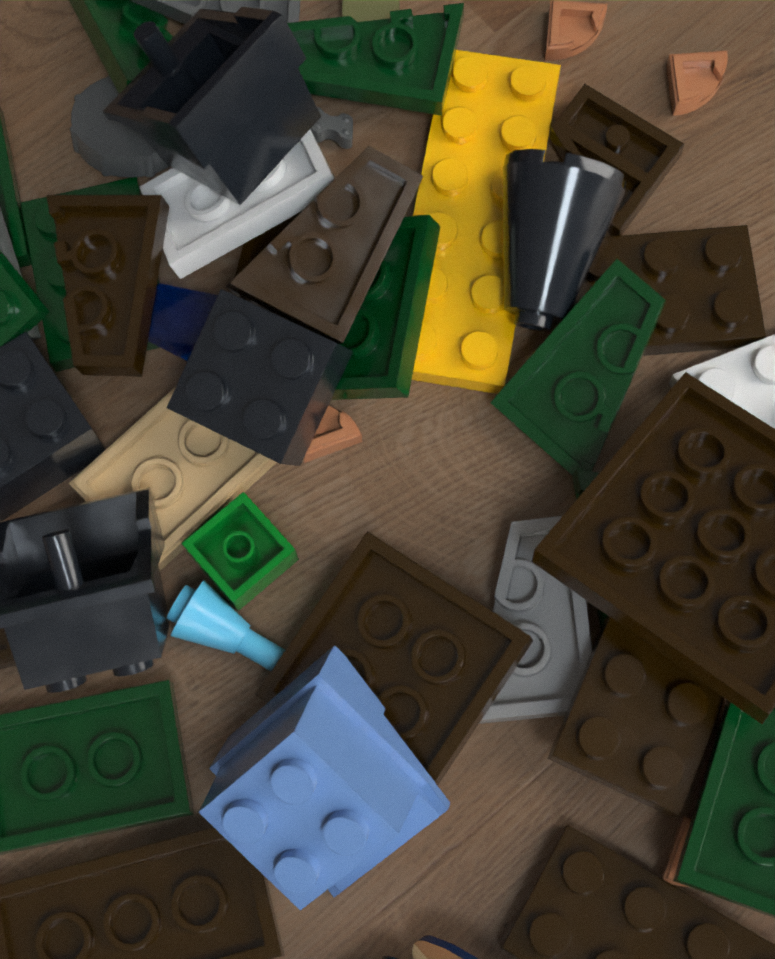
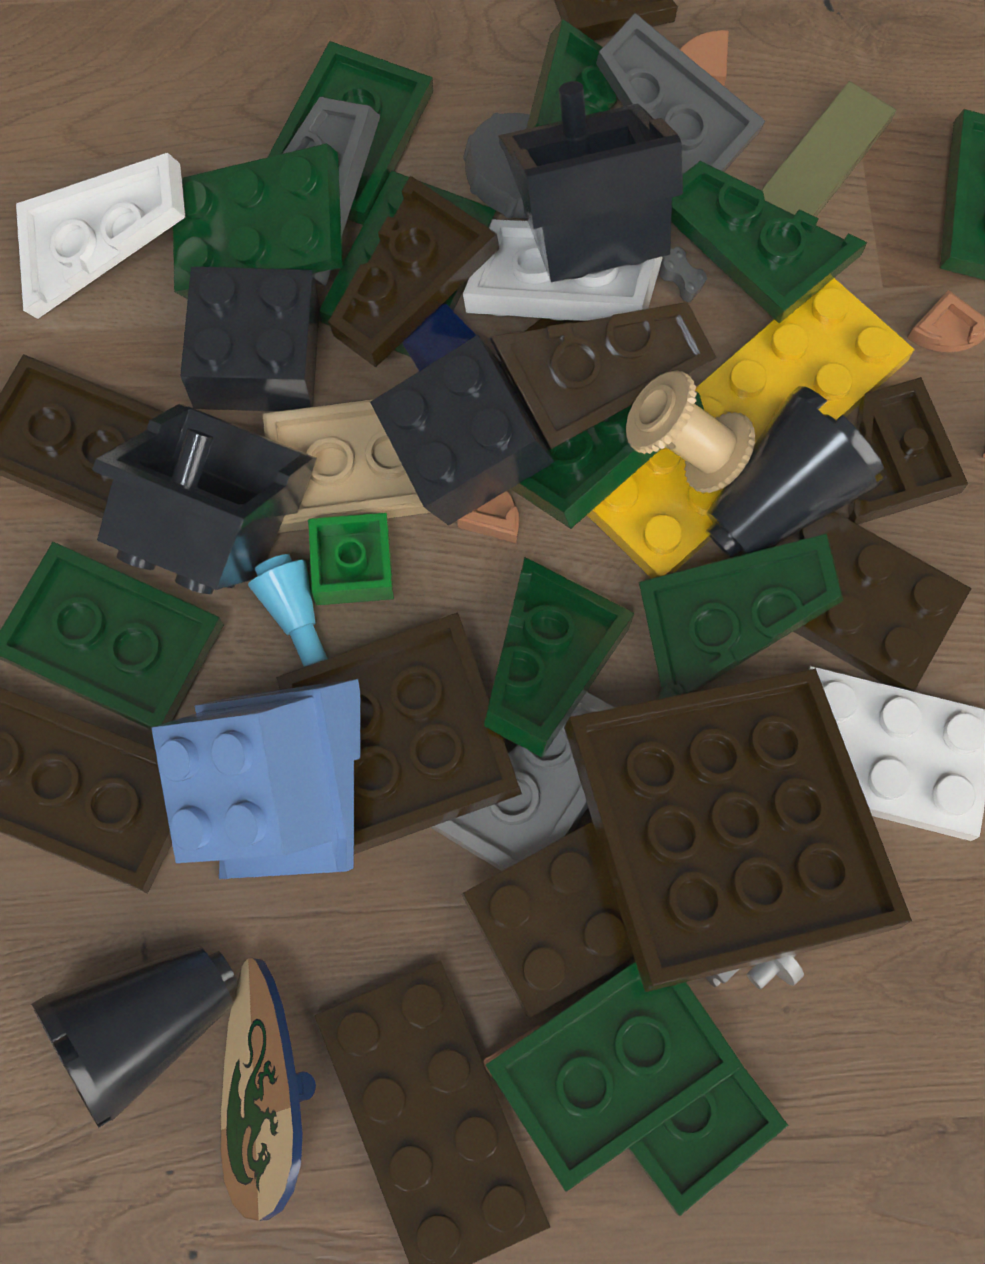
camera: 30 degrees right, 0 degrees up
(424, 250) = (669, 418): none -> tan hose
(467, 511) = (550, 655): none -> dark green wing

